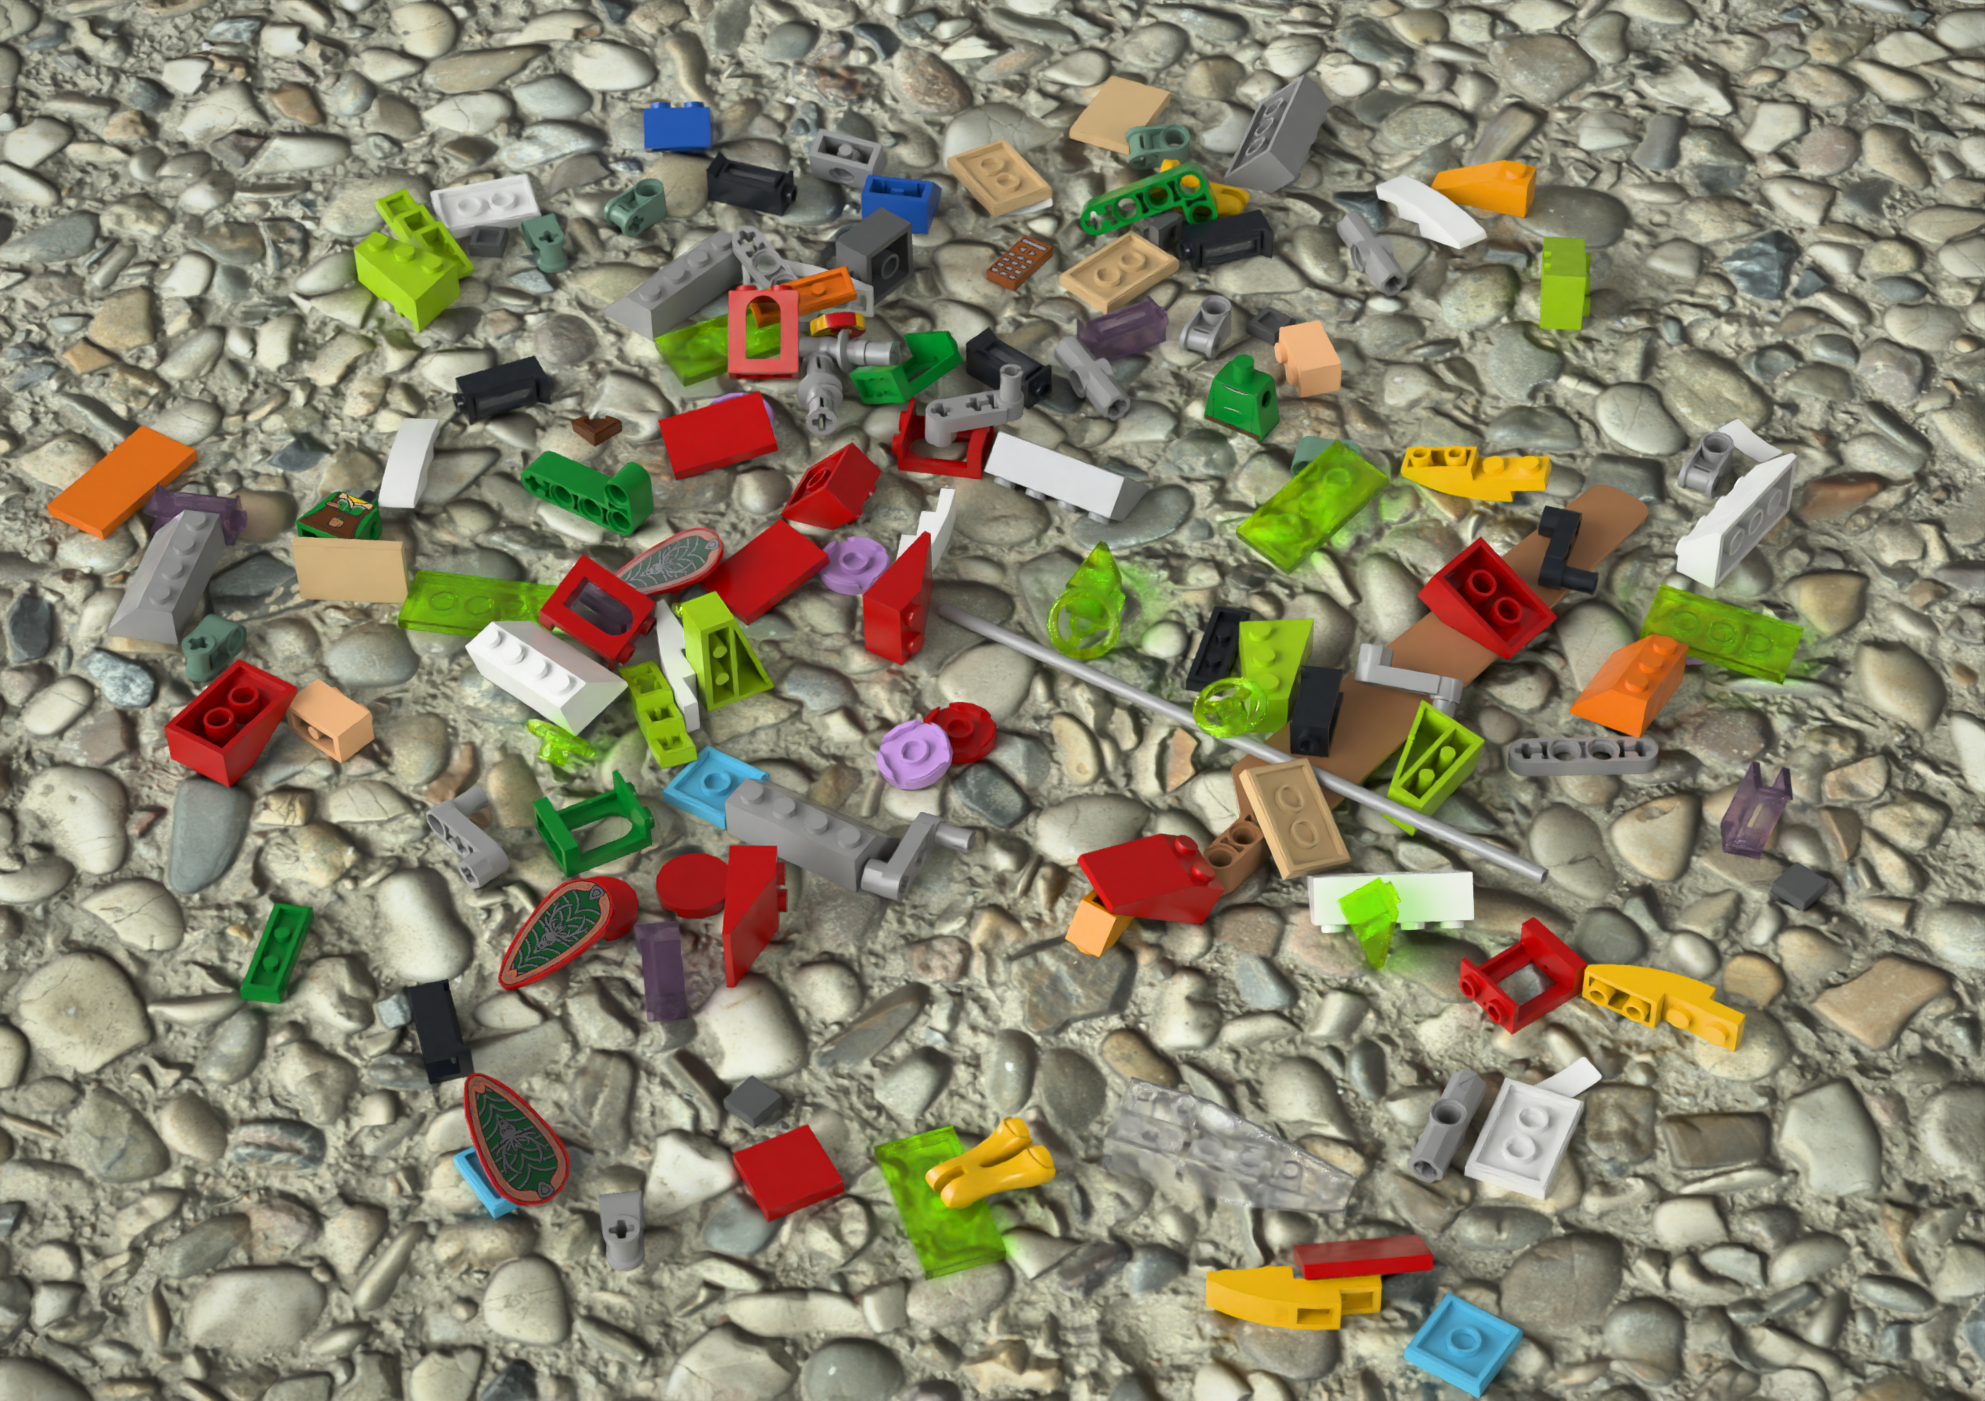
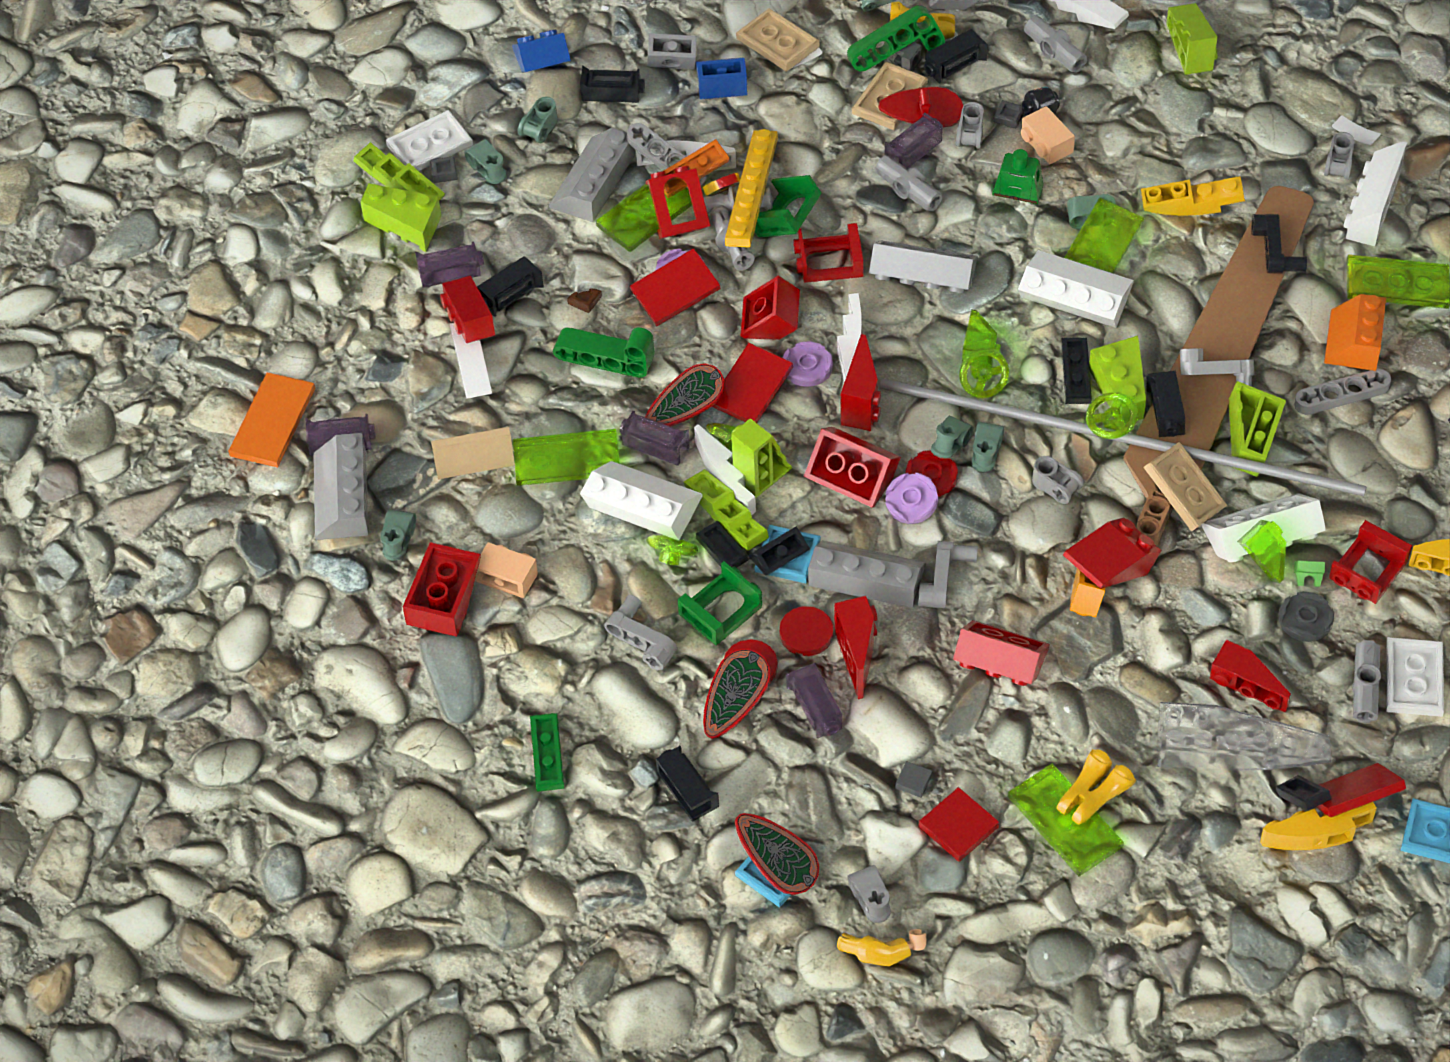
camera: 15 degrees left, 10 degrees up
(343, 518) = (445, 416): torso -> none
(429, 403) = (467, 309): none -> red brick
(437, 350) = (449, 265): none -> clear purple window
(594, 1303) = (881, 953): none -> yellow arm
(613, 648) = (675, 469): red panel -> none
(632, 757) = (721, 545): none -> black tile
(701, 777) = (779, 551): none -> black slope
(849, 696) = (851, 466): none -> red slope
(868, 335) = (751, 188): none -> yellow plate
(878, 252) = (727, 119): dark grey brick -> none
(944, 970) = (1000, 652): none -> slope
(975, 411) = (834, 237): light grey beam -> none
(988, 354) = (850, 190): black window -> none
(1003, 691) = (951, 437): none -> sand green piece
(1019, 263) = (819, 103): dark orange tile -> none
(1048, 713) = (986, 446): none -> sand green piece
(1124, 773) = (1056, 479): none -> light grey piece
(1173, 290) = (913, 103): none -> red shield
(1257, 547) = (1075, 288): none -> white slope
(1275, 1073) = (1246, 673): none -> red slope
(1287, 1243) = (1303, 792): none -> black tile
(1319, 308) = (1039, 98): none -> black head
(1402, 1026) = (1306, 616): none -> dark grey tile
(1429, 963) = (1309, 568): none -> bright green tile
(1486, 601) = (1242, 294): red slope -> none
(1572, 1079) = (1426, 627): white sticker -> none

